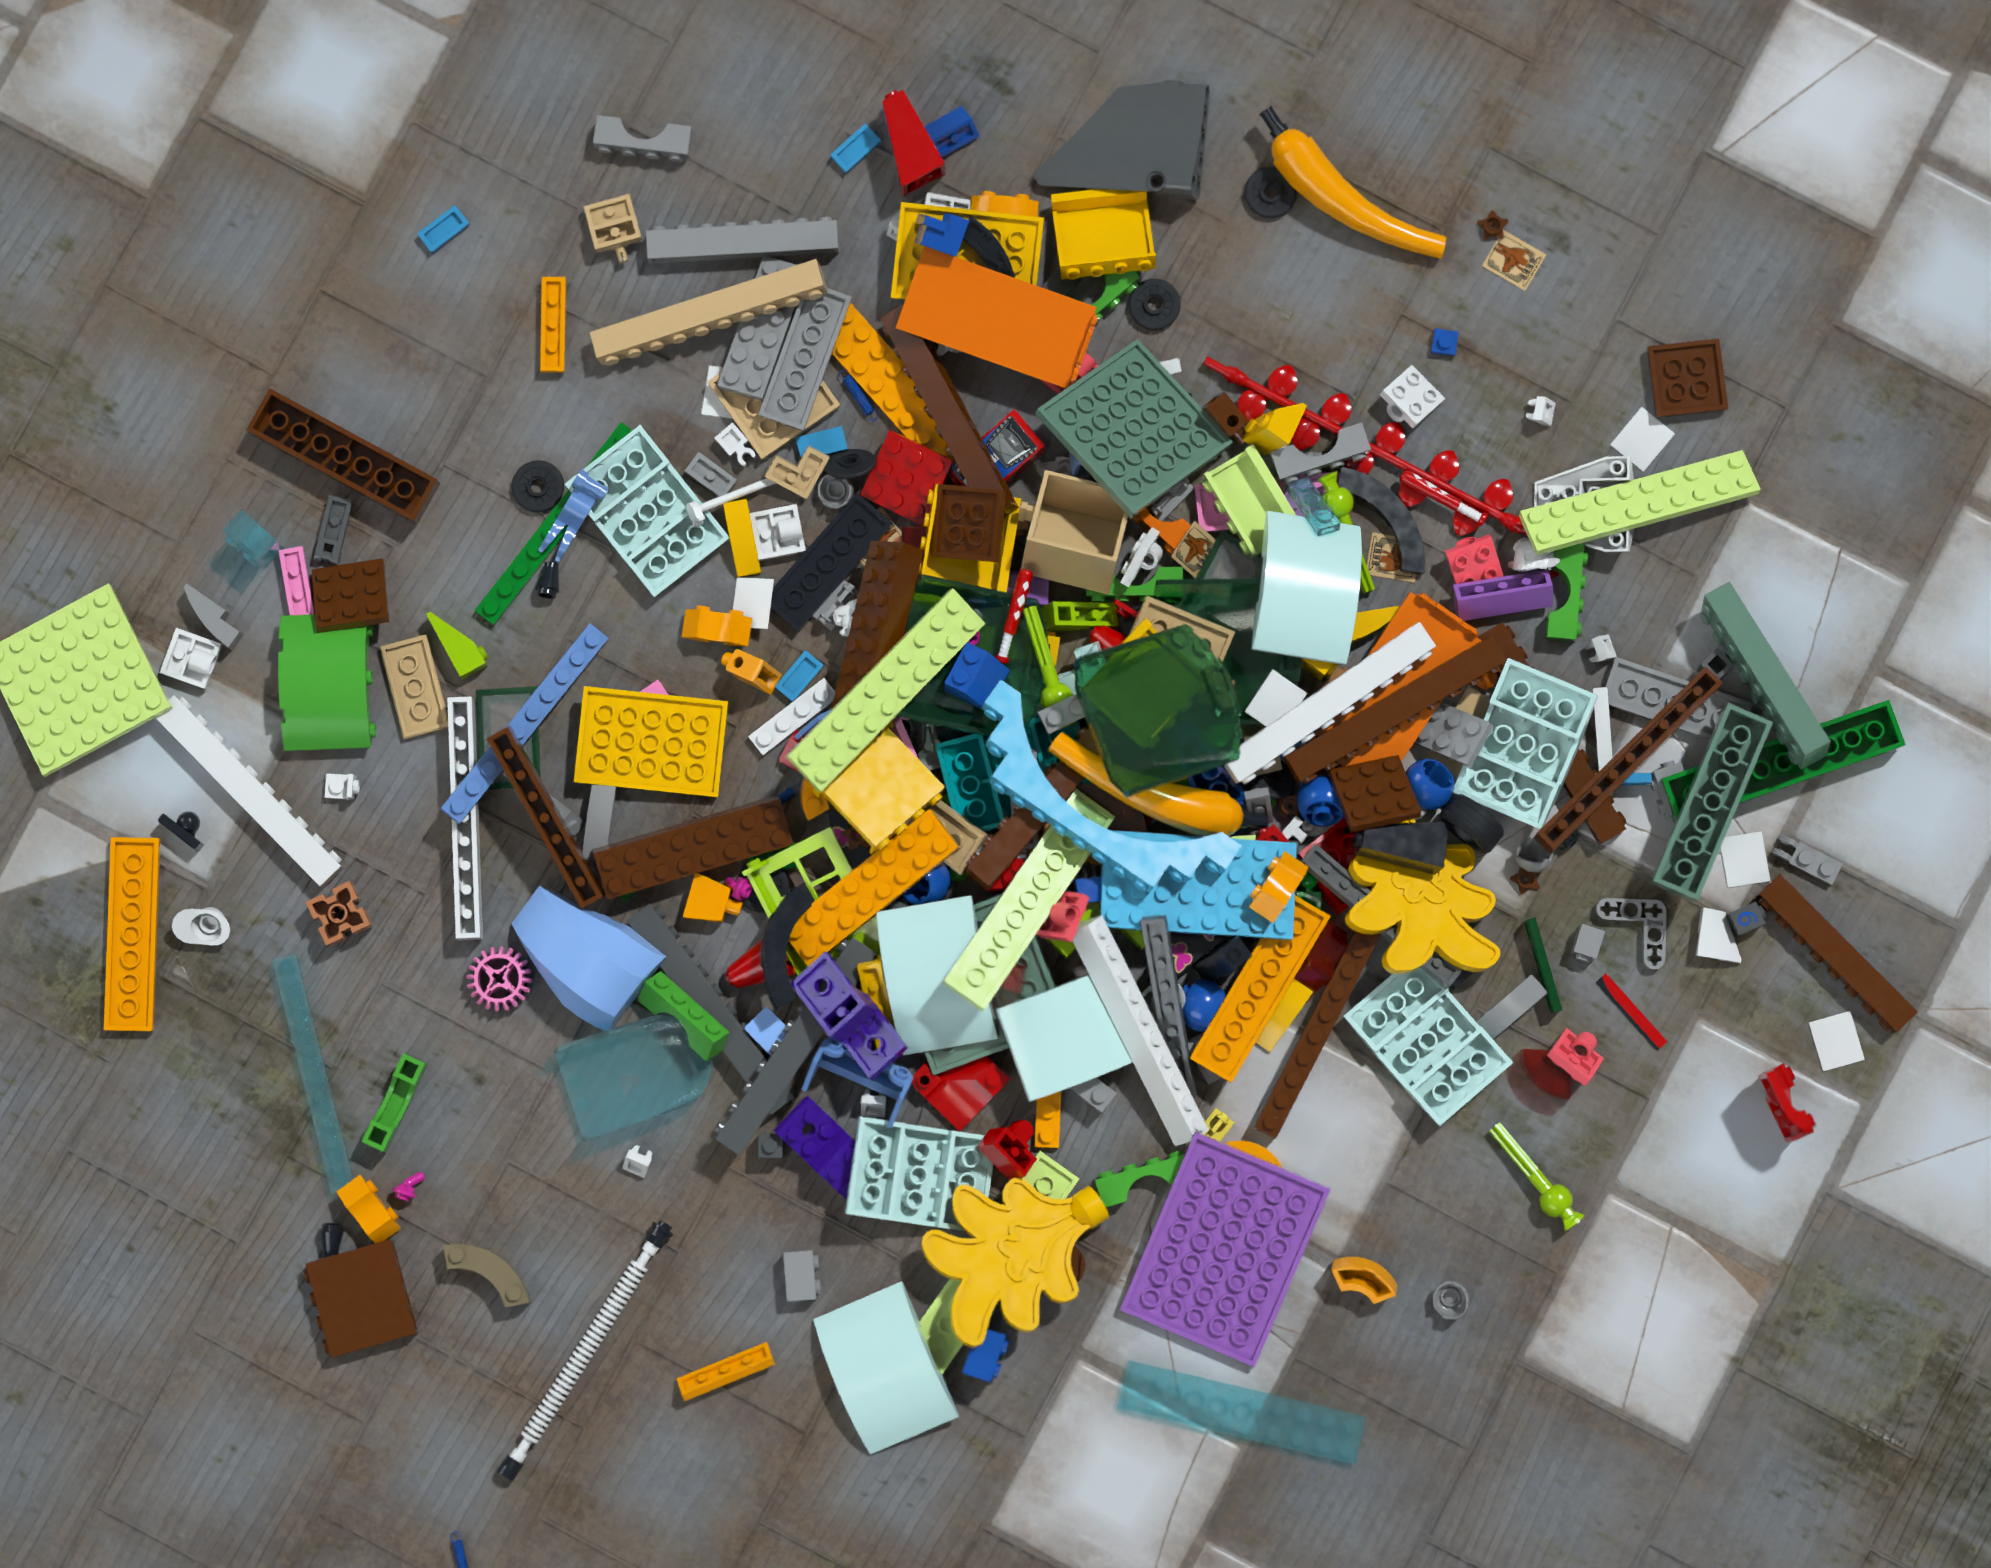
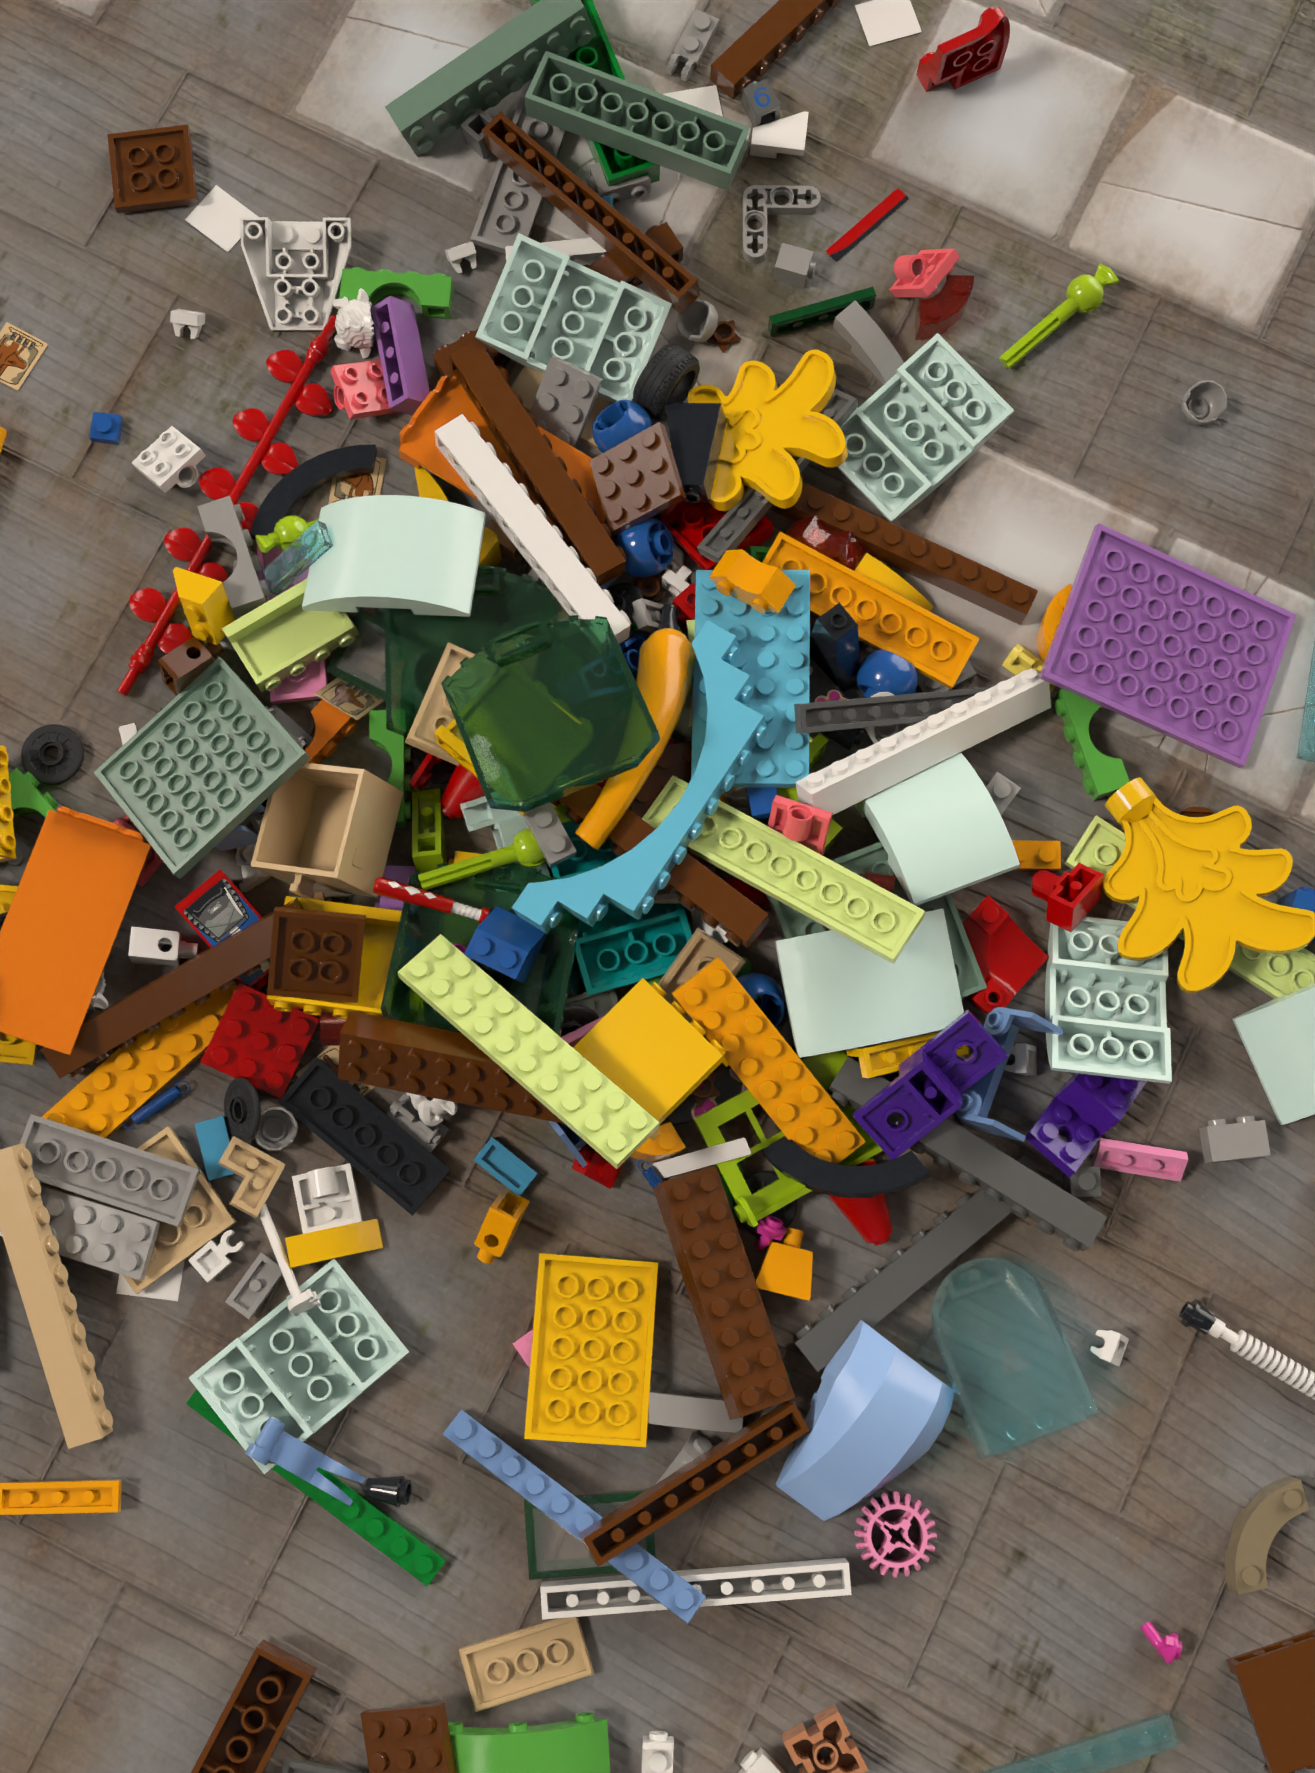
camera: 95 degrees left, 5 degrees down
(331, 1238) = (1234, 1742): black cone -> none
(368, 1209) = (1196, 1694): light orange brick -> none
(395, 1104) = (1061, 1665): bright green arch -> none
(462, 651) = (480, 1601): lime slope -> none
(537, 471) = (248, 1514): black wheel -> none
(704, 1032) = (953, 1268): bright green arch -> none
(707, 626) = (446, 1271): light orange brick -> none
(754, 599) = (415, 1227): white sticker -> none
(766, 1029) = (942, 1191): light blue piece -> none
(788, 1196) = (1140, 1159): none -> bright pink plate
(793, 717) = (555, 1172): white plate -> none
(799, 833) = (702, 1158): none -> white sticker
(985, 385) = (147, 944): none -> white torso
(1138, 559) = (358, 756): white plate -> none
(1274, 699) = (527, 593): white sticker -> none
(1364, 1276) = (1187, 493): light orange brick -> none
(1428, 489) = (285, 426): red piece -> none
(1639, 502) = (295, 210): yellowish green plate -> none

